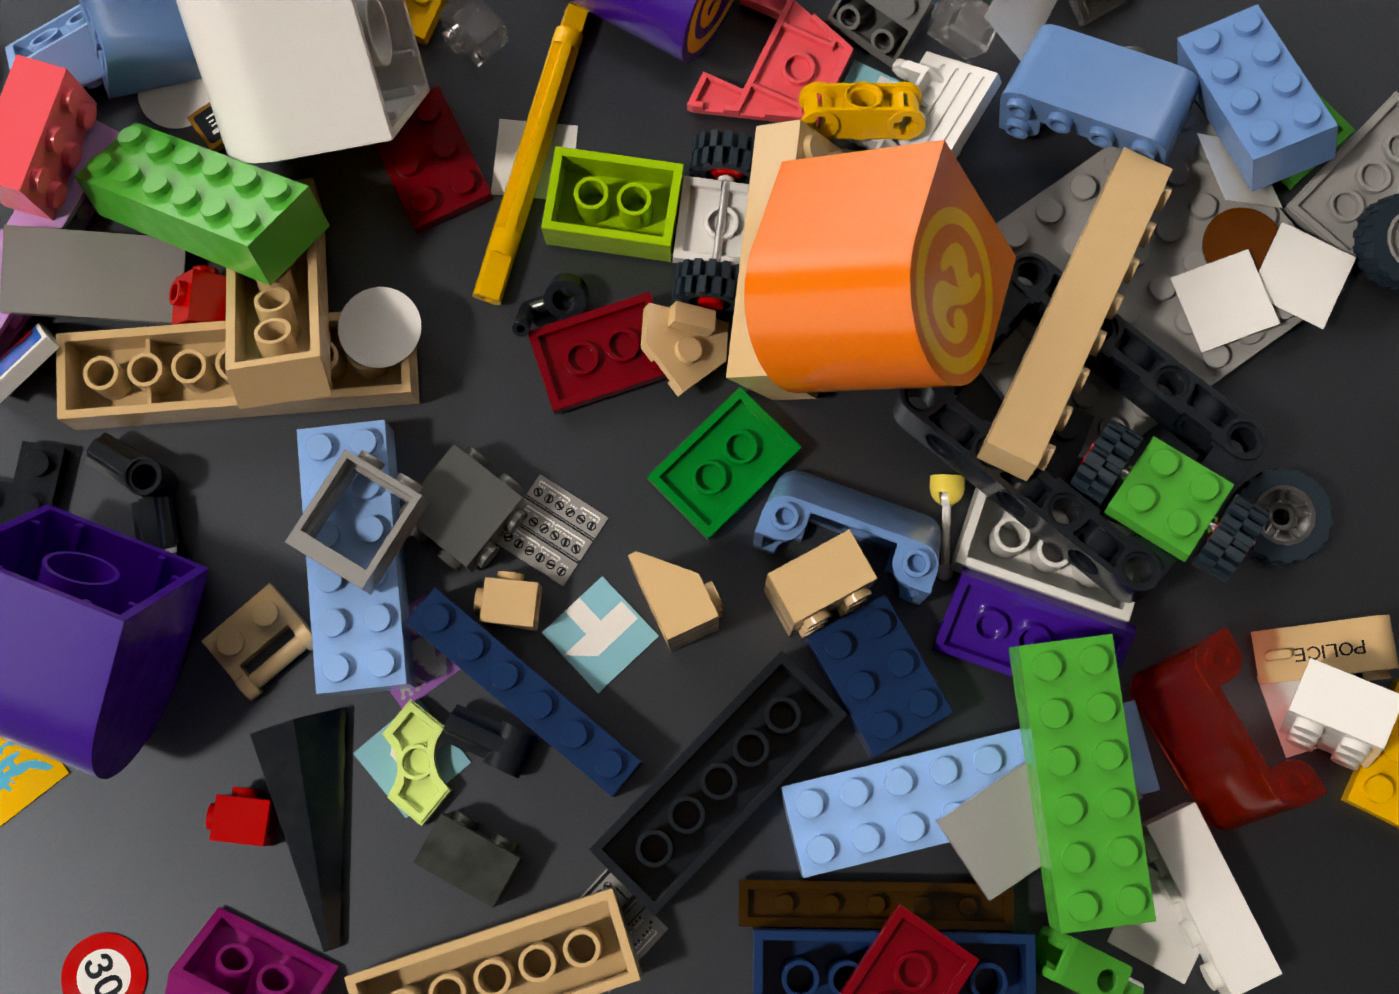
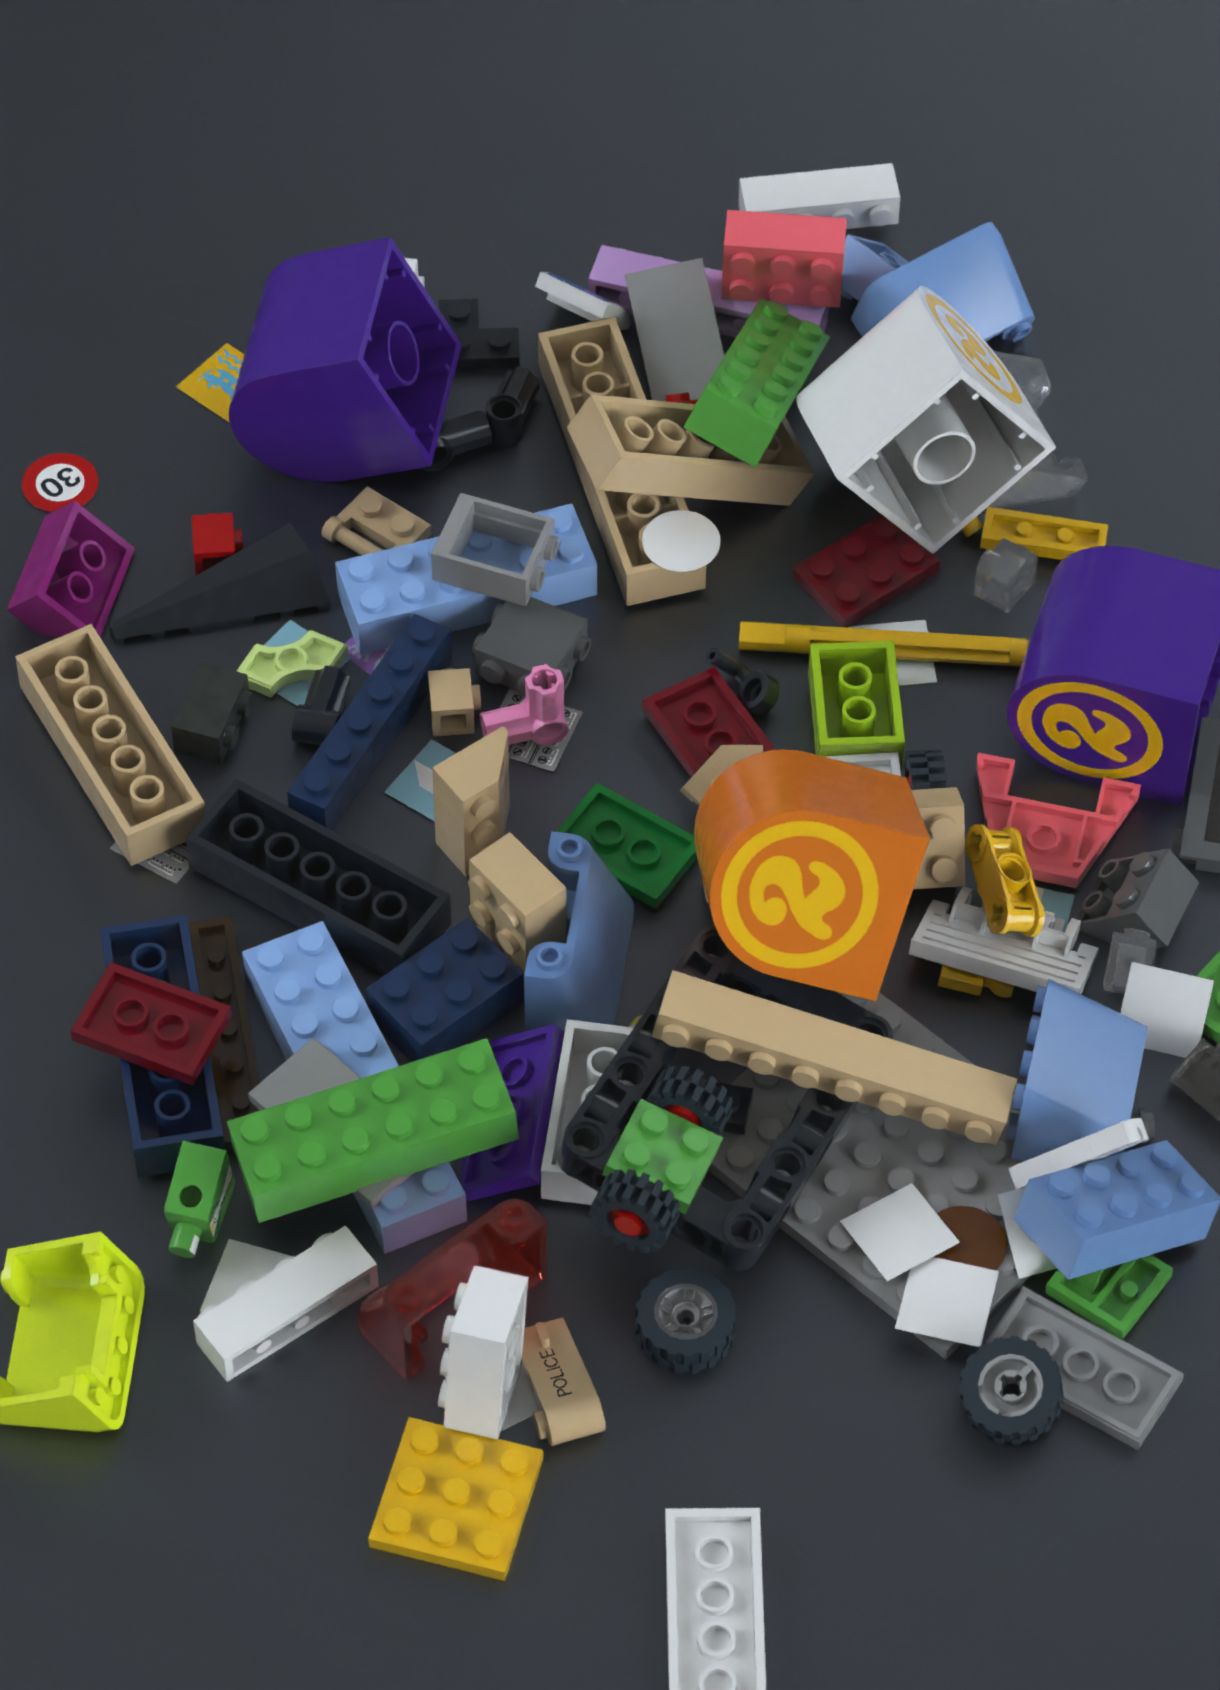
camera: 75 degrees right, 25 degrees down
(552, 522) = (538, 716): none -> bright pink piece
(1217, 88) = (1084, 1150): none -> white piece

